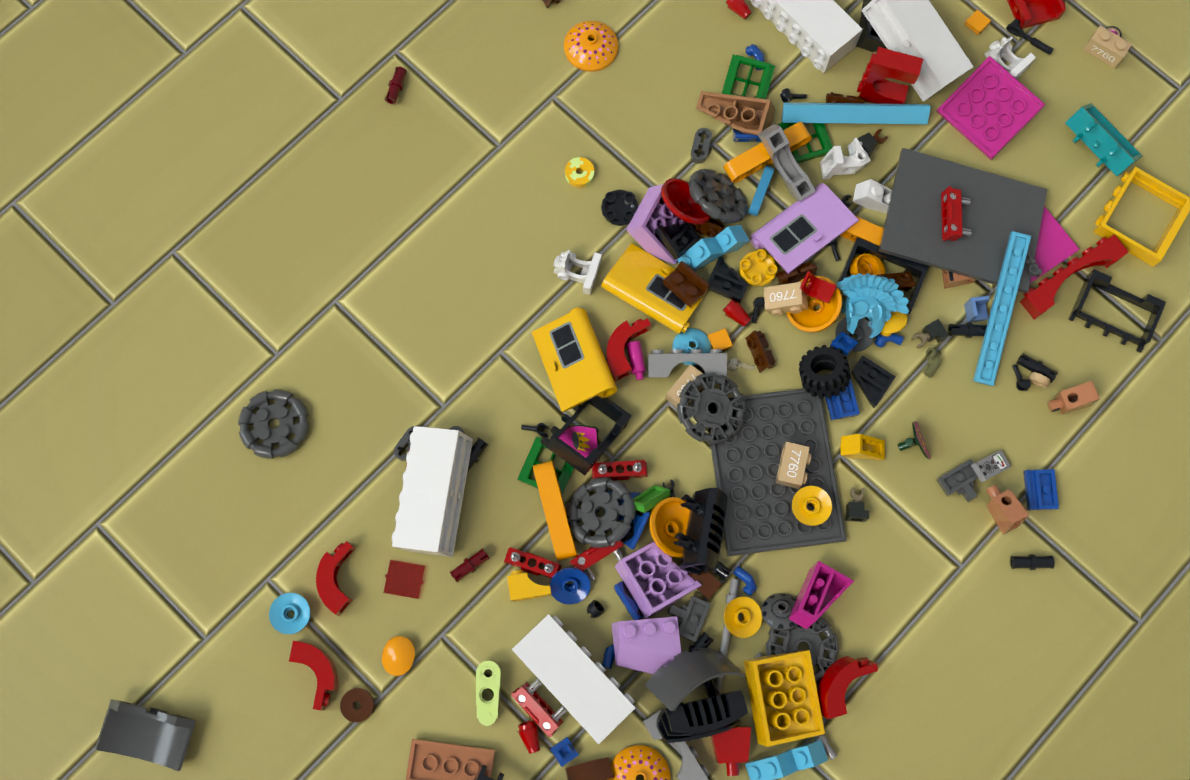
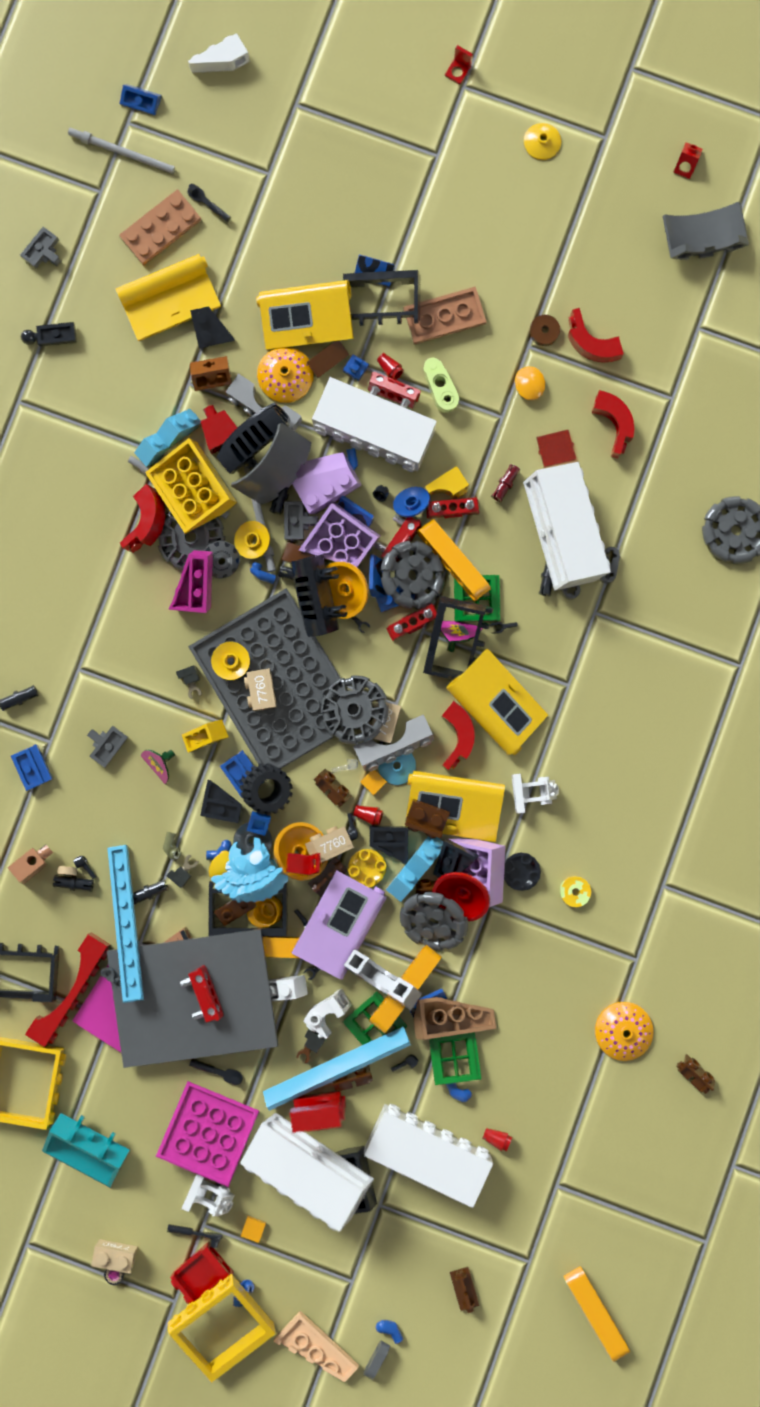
camera: 160 degrees right, 10 degrees up
(279, 613) = (641, 368): medium azure dish -> none
(636, 359) = (441, 729): dark pink cylinder -> none
(650, 497) = (374, 605): bright green tile -> none
(704, 146) = (476, 969): dark grey beam -> none
(761, 190) = (395, 947): dark azure beam -> none
(951, 148) = (230, 1075): none -> black piece
(976, 309) = (147, 915): medium blue panel -> none
(991, 466) = (84, 768): light grey tile -> none
(1005, 509) = (52, 727): nougat torso -> none

